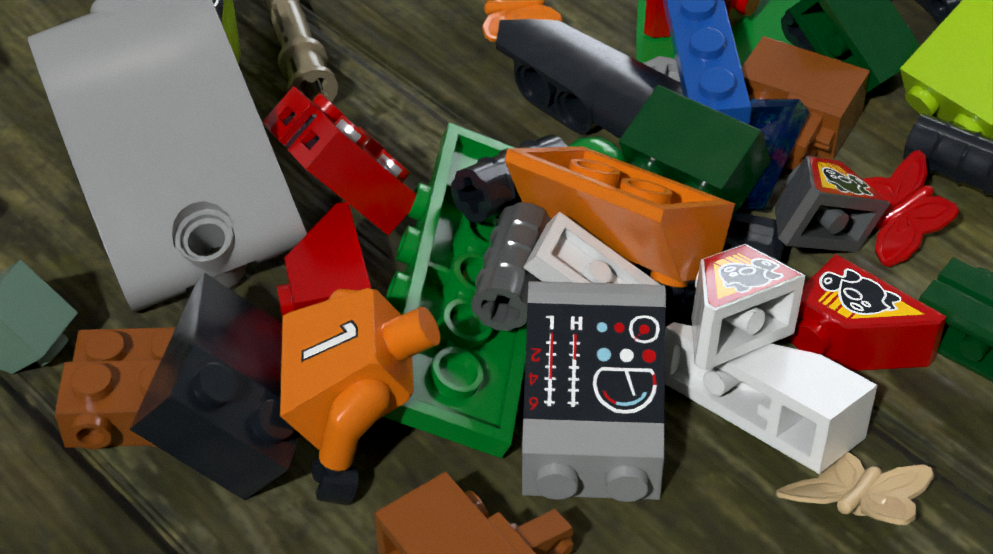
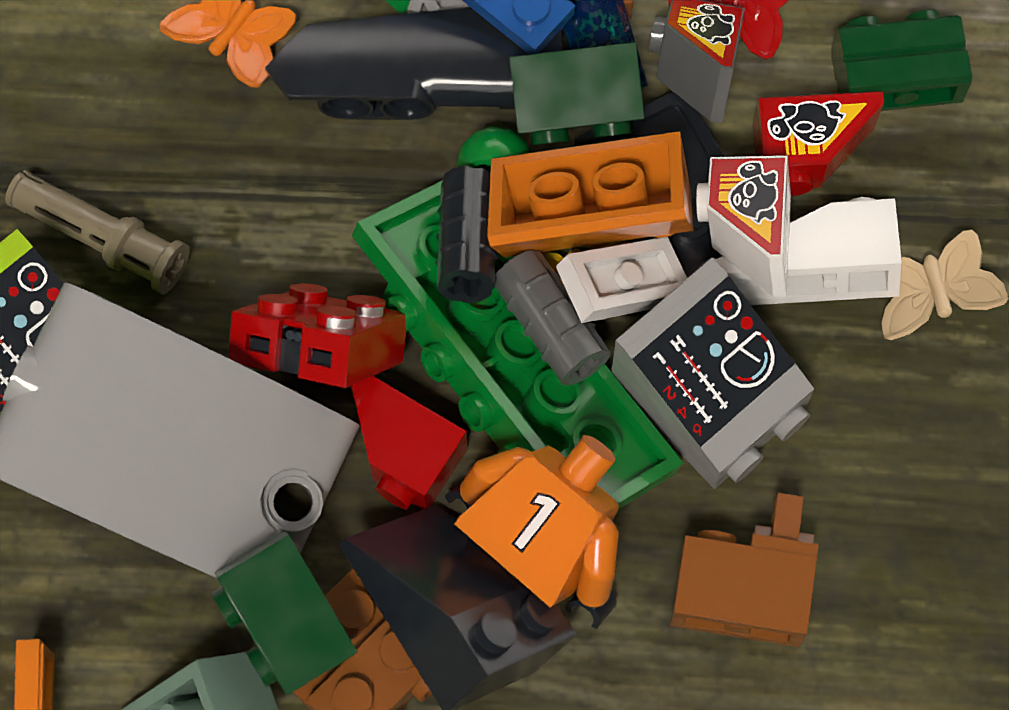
camera: 45 degrees left, 25 degrees up
(108, 280) = (284, 614): none -> dark green brick

